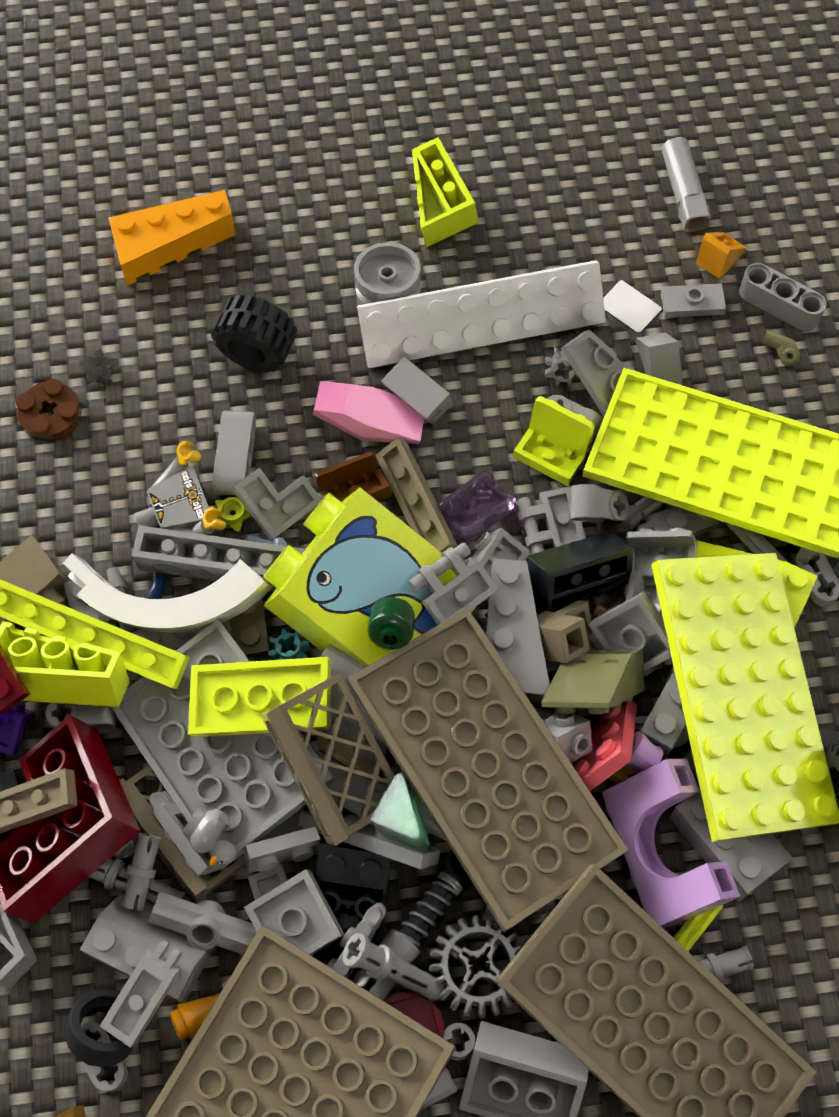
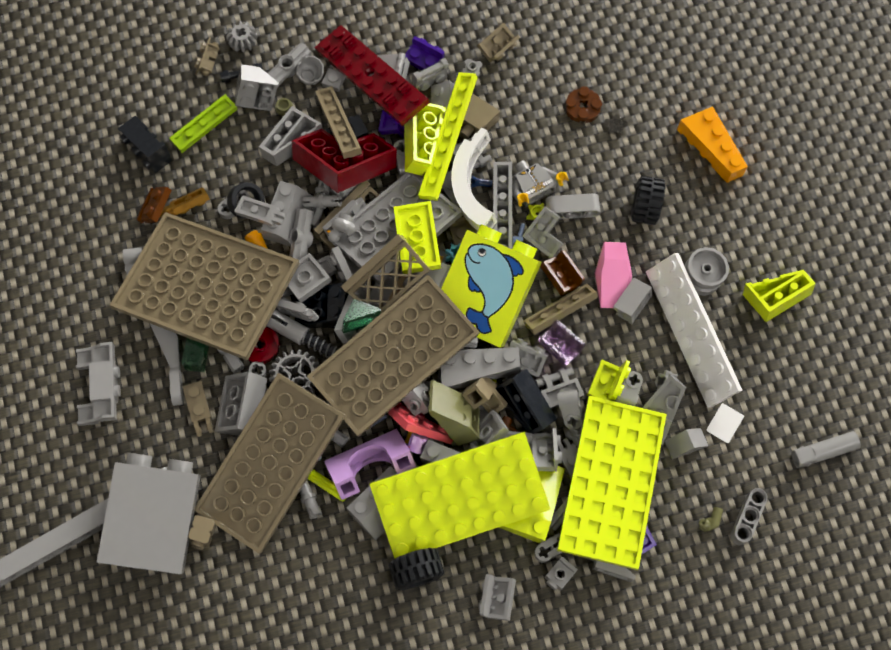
camera: 80 degrees right, 5 degrees up
(382, 963) = (286, 320): light grey pin -> none
(391, 623) = (462, 291): dark green head -> none
(464, 591) = (490, 329): light grey plate -> none
(693, 300) = (736, 461): light grey plate -> none
(719, 253) = (778, 476): light orange slope -> none

